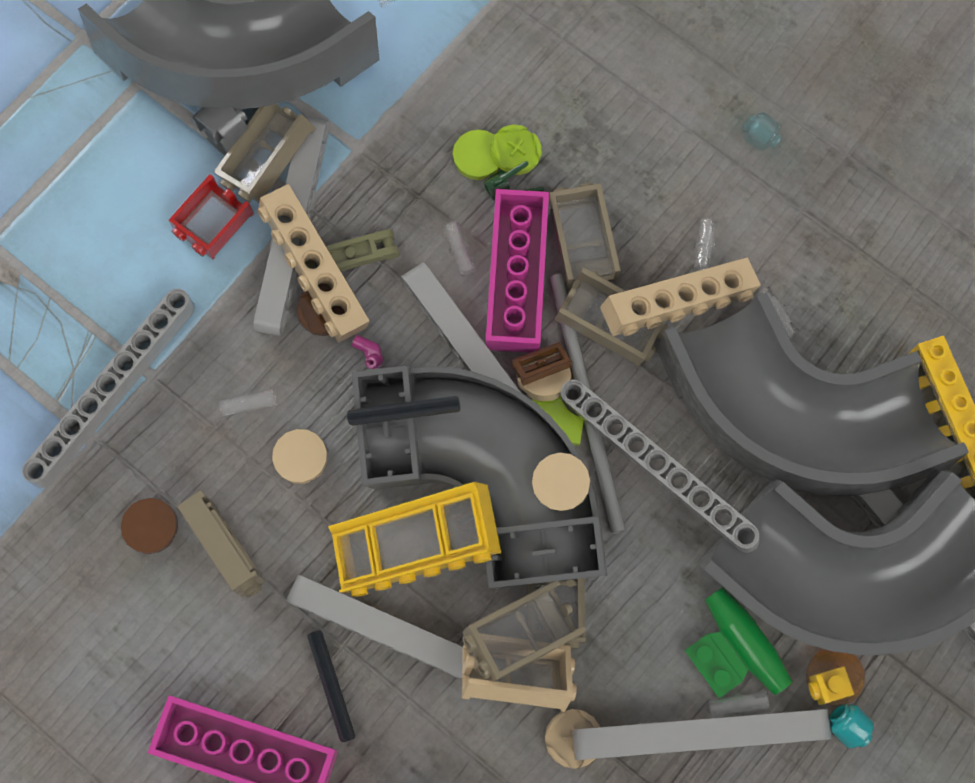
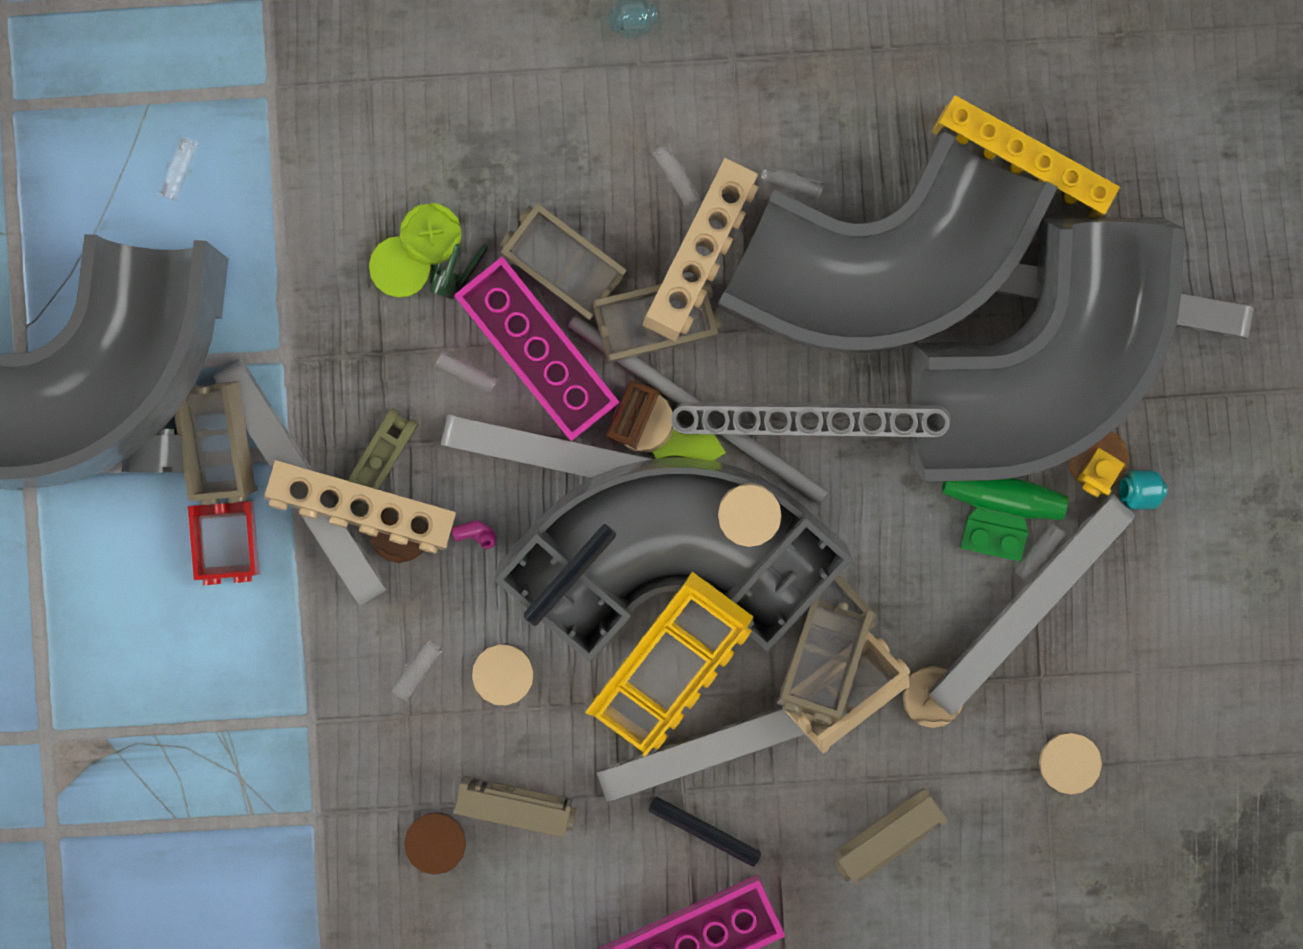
camera: 40 degrees left, 15 degrees up
(108, 400) = (283, 778): light grey beam -> none

